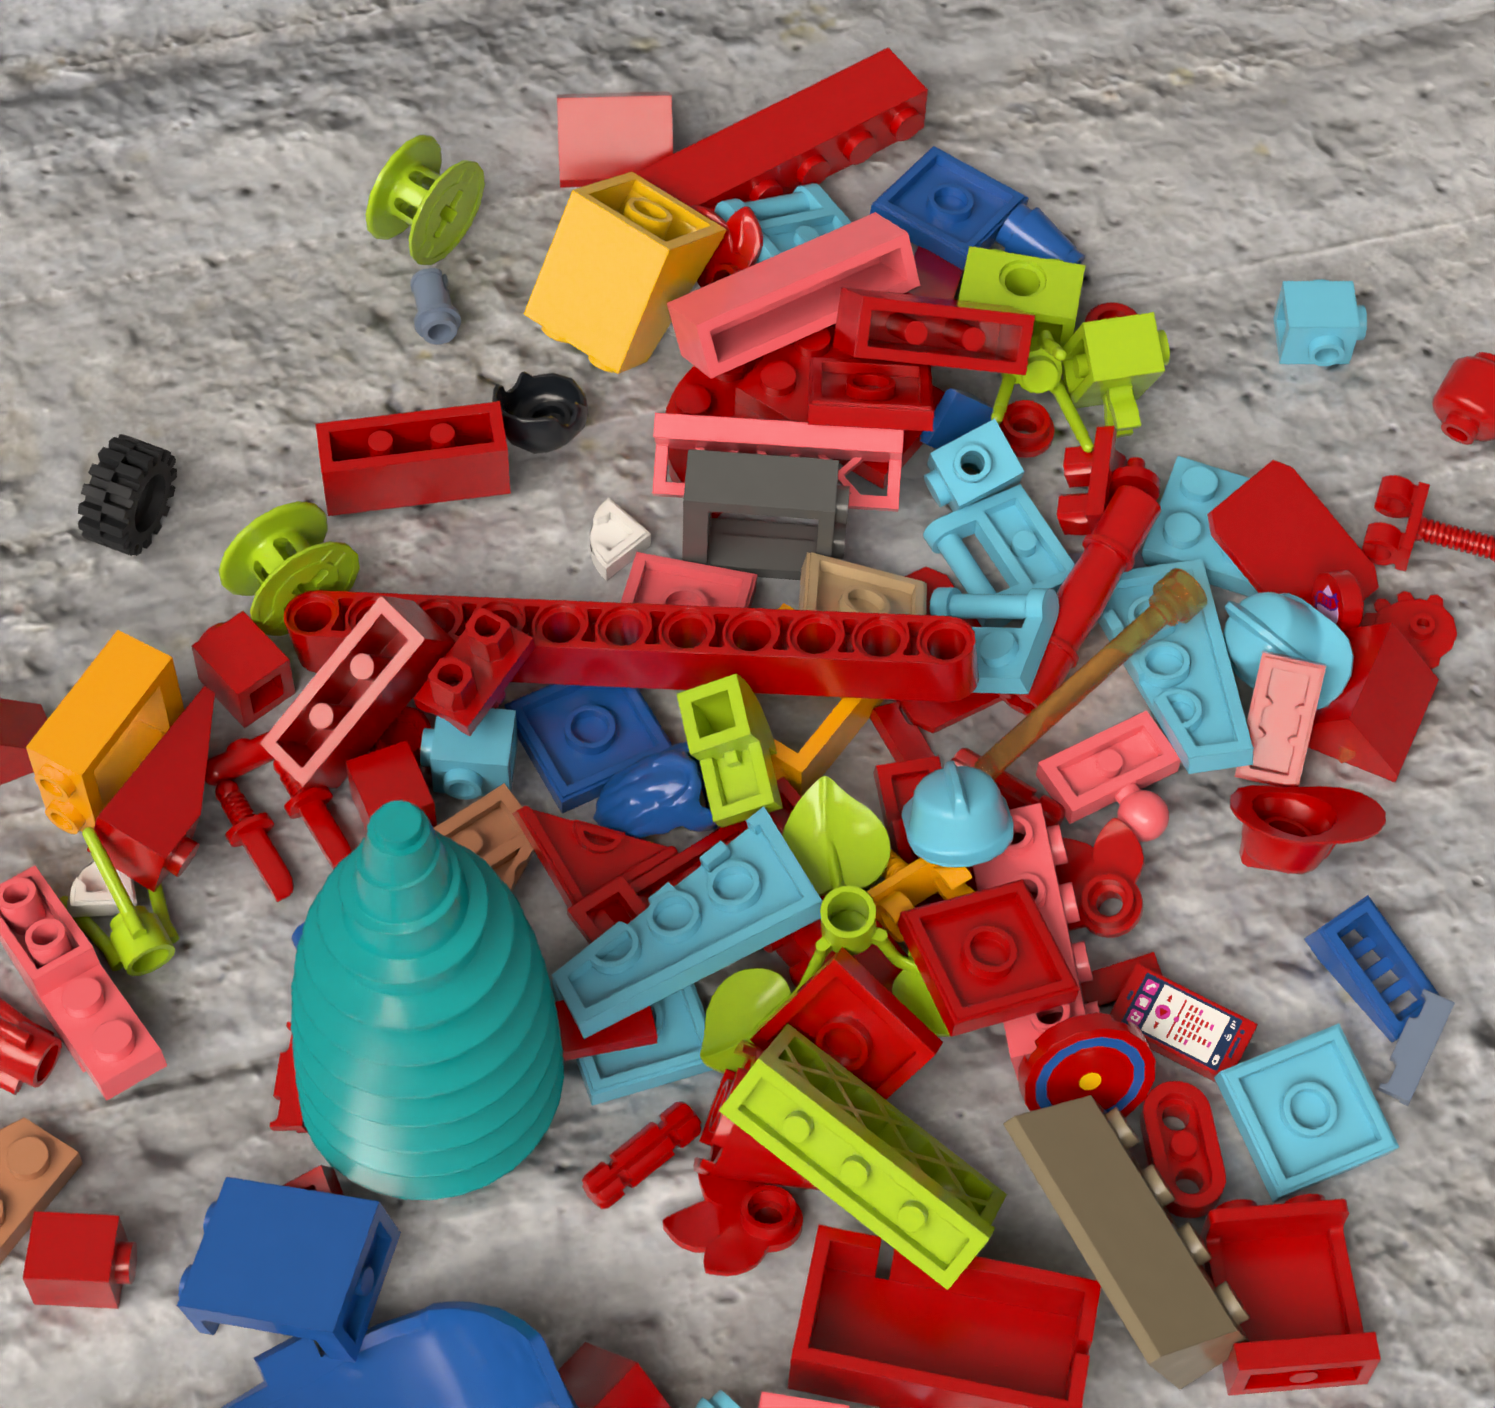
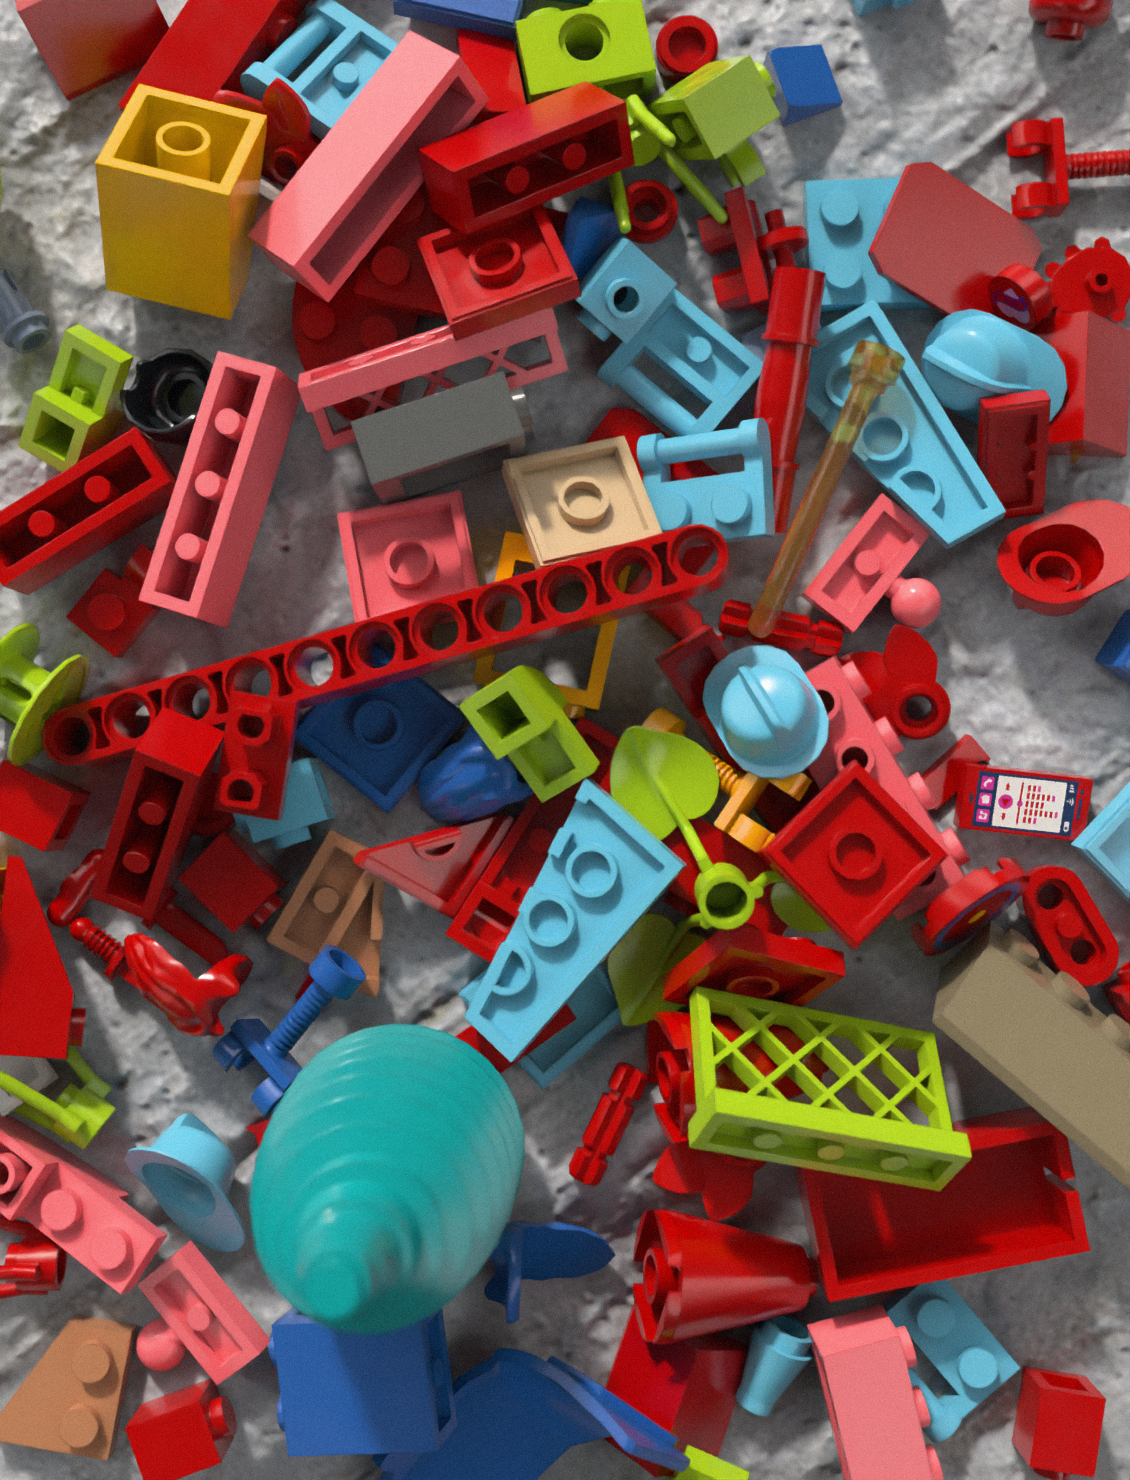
camera: 20 degrees left, 30 degrees up
(155, 1166) = (196, 1316): none -> coral plate
(211, 1031) = (191, 1181): none -> medium azure piece
(296, 850) = (170, 986): none -> red piece
(405, 554) = (111, 606): none -> red plate
(461, 373) = (80, 403): none -> lime brick
(520, 1241) = (542, 1253): none -> blue piece
(544, 488) = (221, 490): none -> coral brick
(615, 539) = (308, 503): white tile -> none
(689, 1320) = (713, 1277): none -> red cone
(1205, 386) = (801, 82): none -> blue slope

